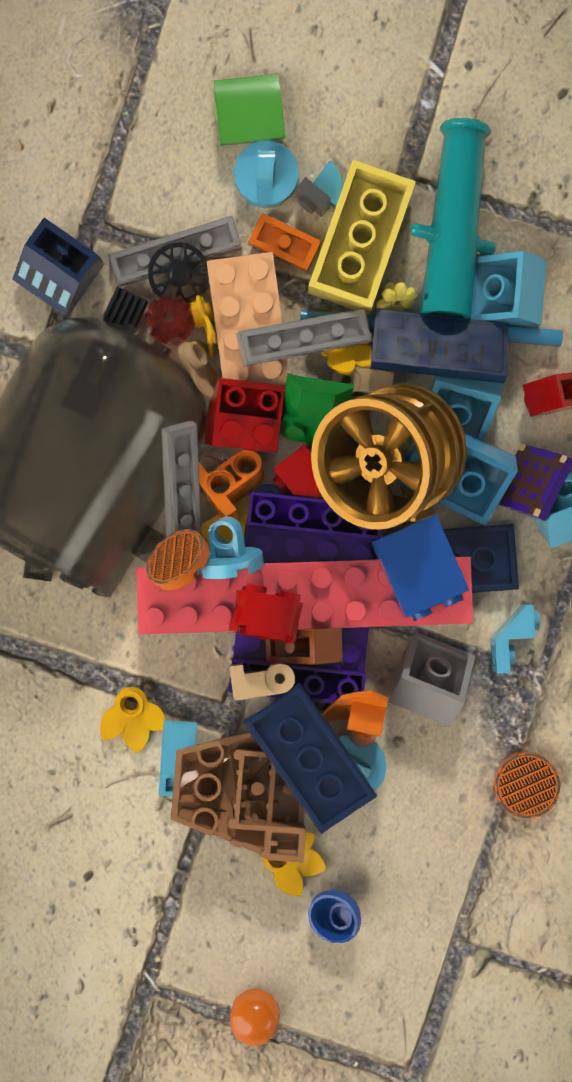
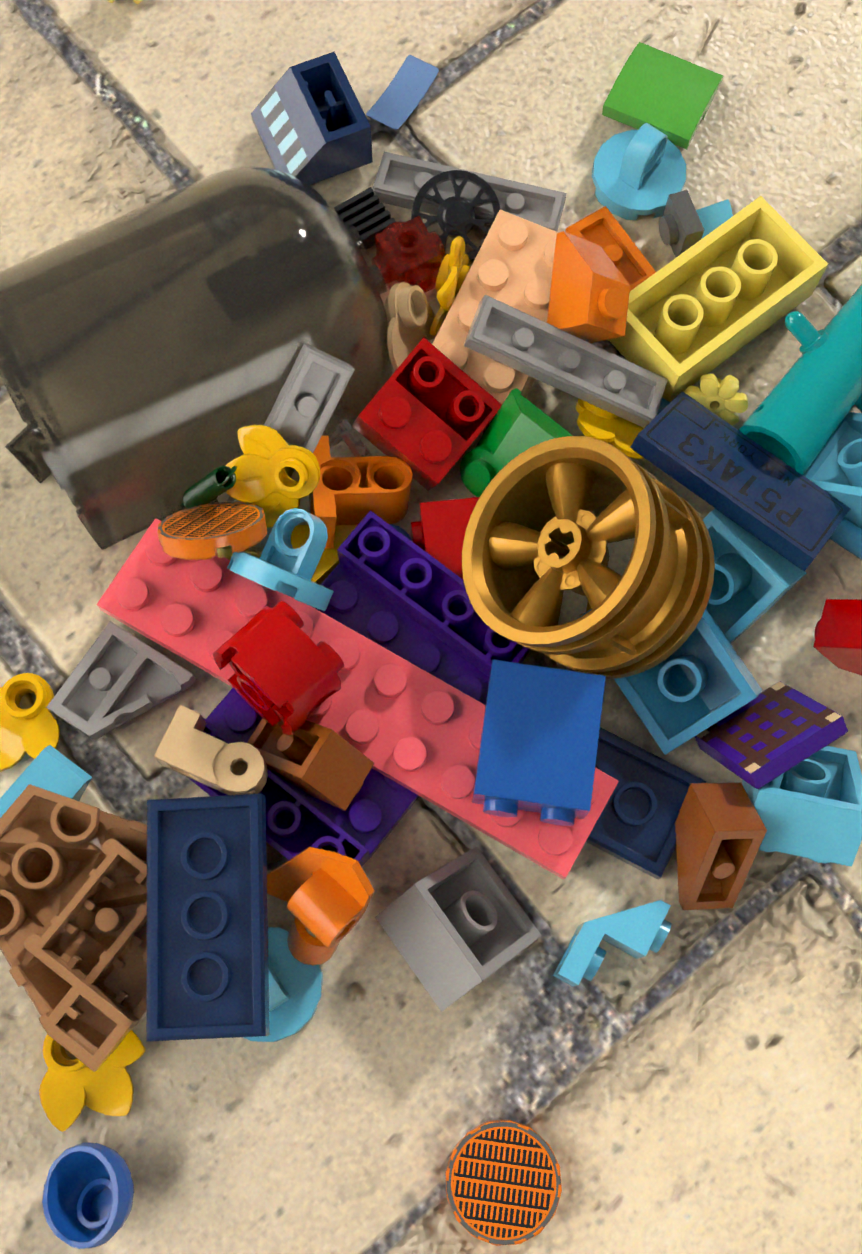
camera: 30 degrees right, 15 degrees down
(91, 204) = (403, 92): none -> medium blue sticker
(157, 536) = (210, 487): none -> dark green piece
(173, 665) = (117, 683): none -> light grey wing
(186, 507) = (262, 472): none -> yellow plate
(290, 286) = (586, 291): none -> orange slope
(537, 556) = (715, 844): none -> dark orange slope

